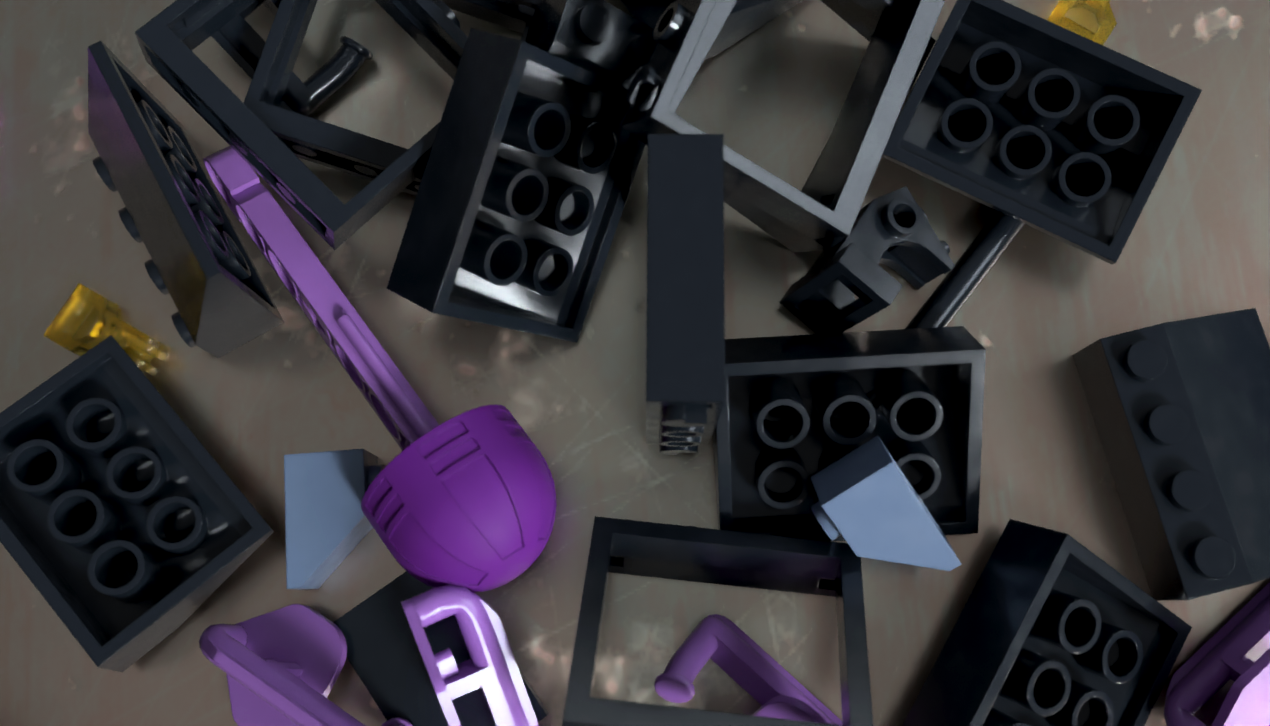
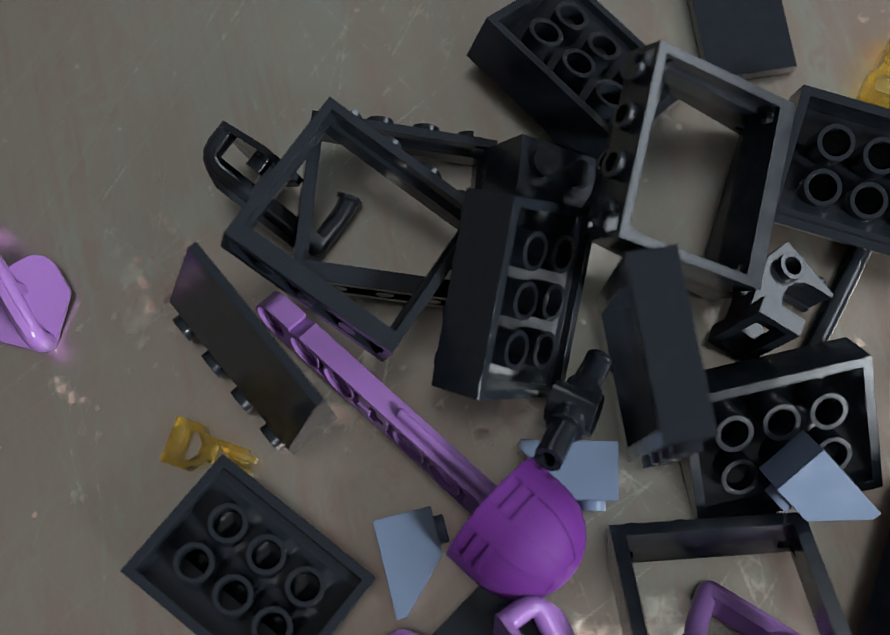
camera: 15 degrees left, 0 degrees up
(574, 357) = (573, 409): none -> black pin
(574, 435) = (587, 471): none -> sand blue slope

